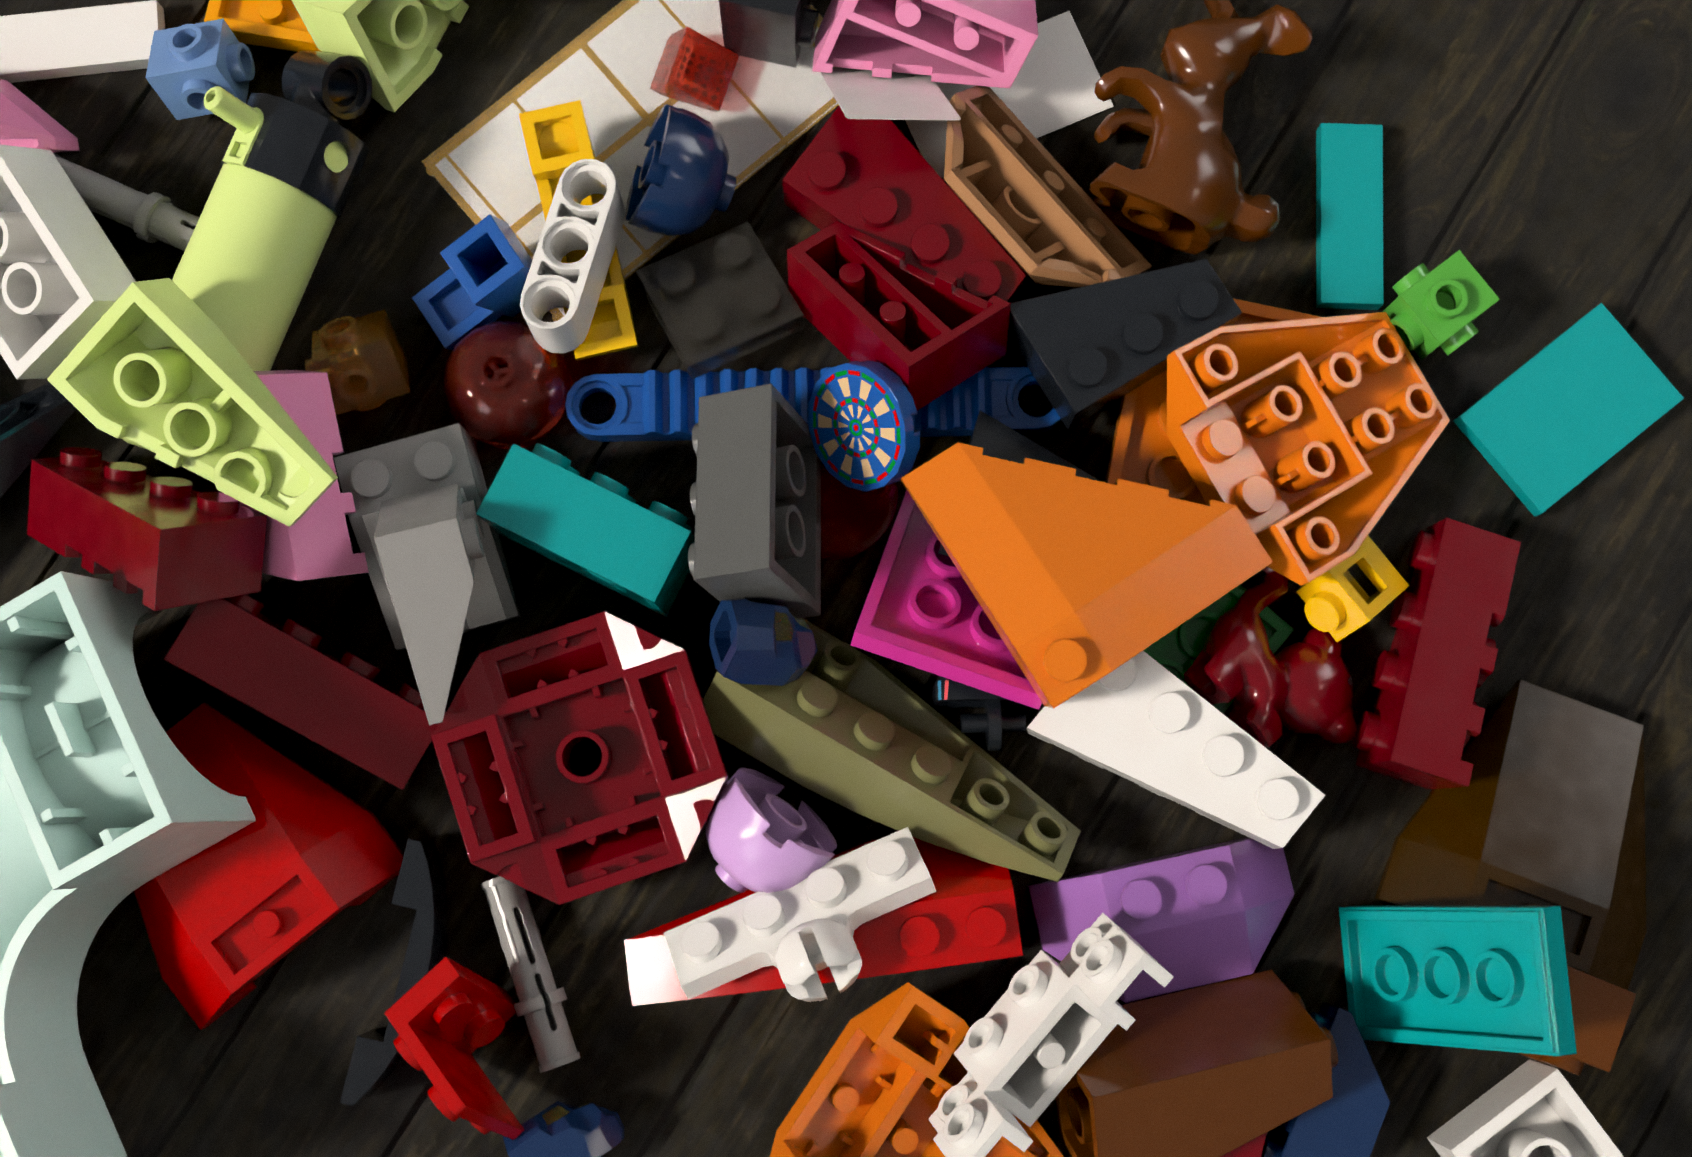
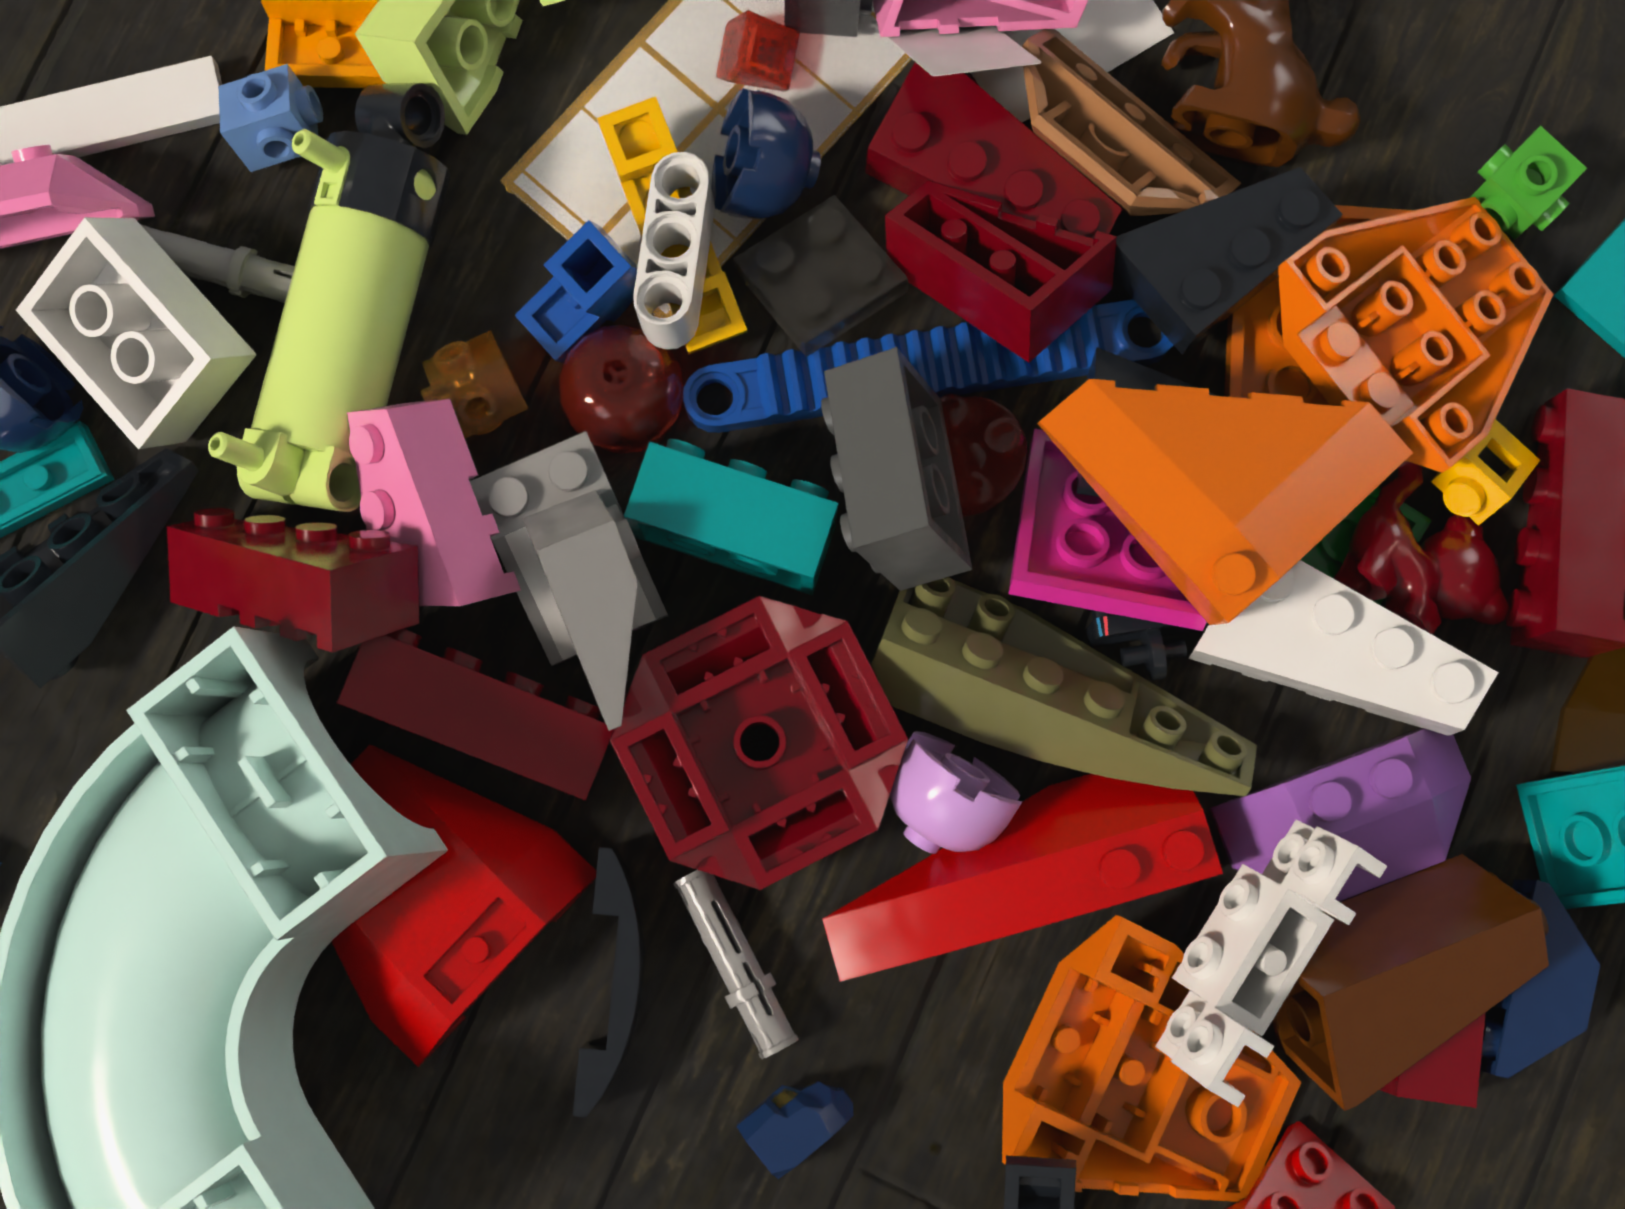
camera: 10 degrees left, 0 degrees up
(184, 391) = (318, 435): yellowish green wedge -> none
(439, 1030) = (663, 1022): red bracket -> none
(759, 643) = (920, 603): dark blue rock -> none
(803, 925) = (1006, 873): white plate -> none
(863, 425) = (987, 376): blue tile -> none
(1349, 216) = (1422, 109): teal tile -> none

